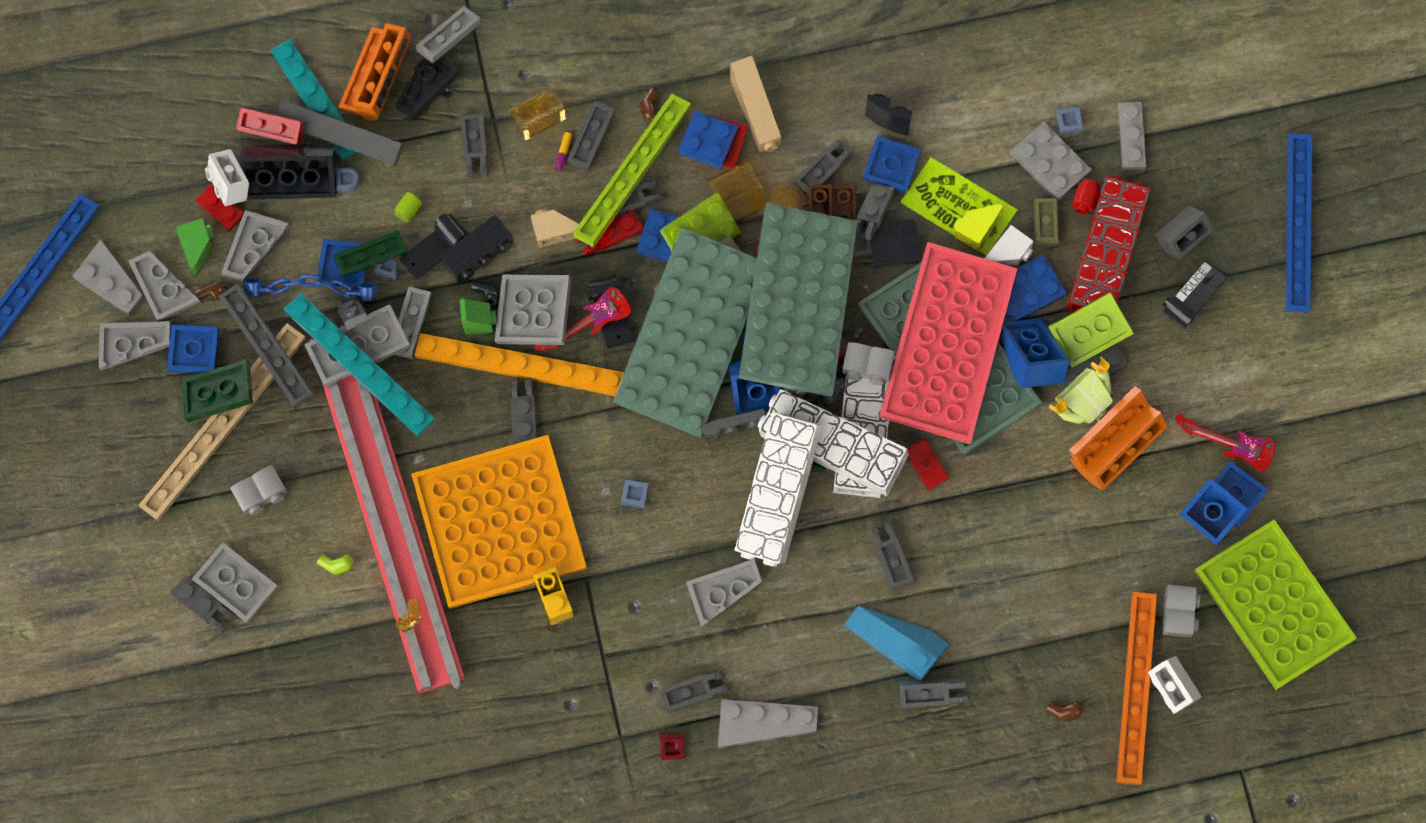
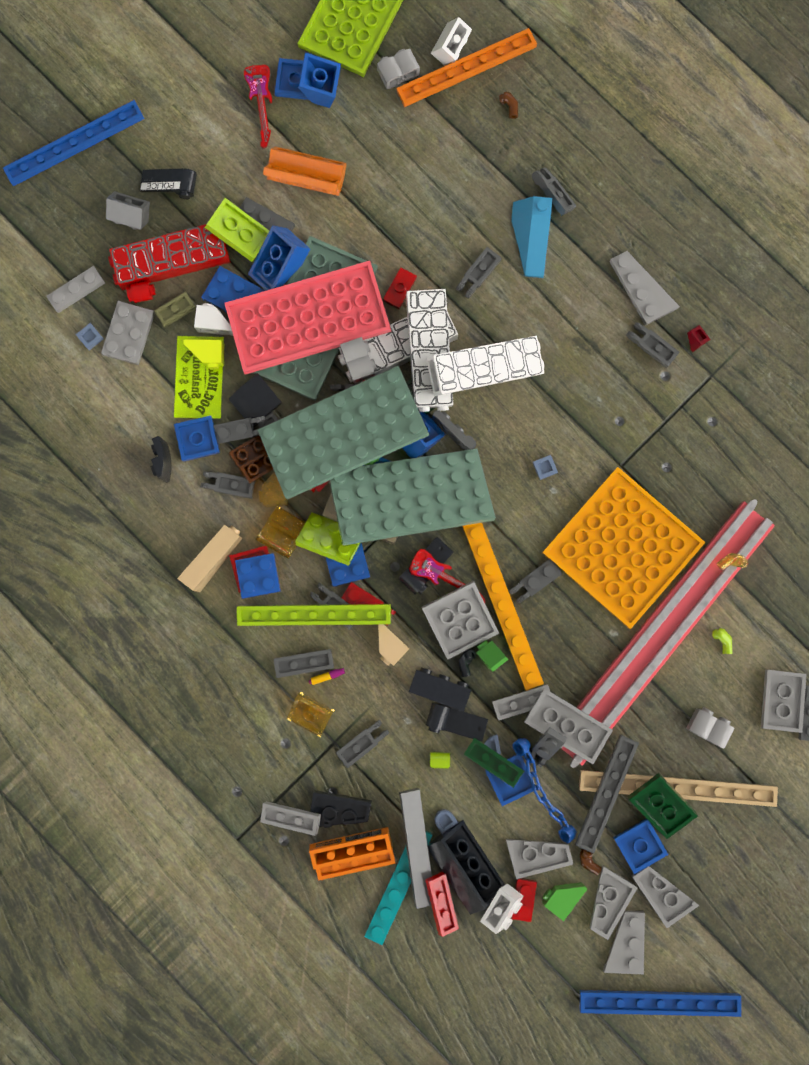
camera: 120 degrees left, 10 degrees up
(359, 365) = (583, 714): teal plate -> none
(553, 596) = (653, 474): yellow slope -> none
(646, 105) = (257, 638): reddish brown arm -> none
(721, 589) = (573, 370): light grey wing -> none
(1086, 396) = (288, 206): yellowish green torso -> none

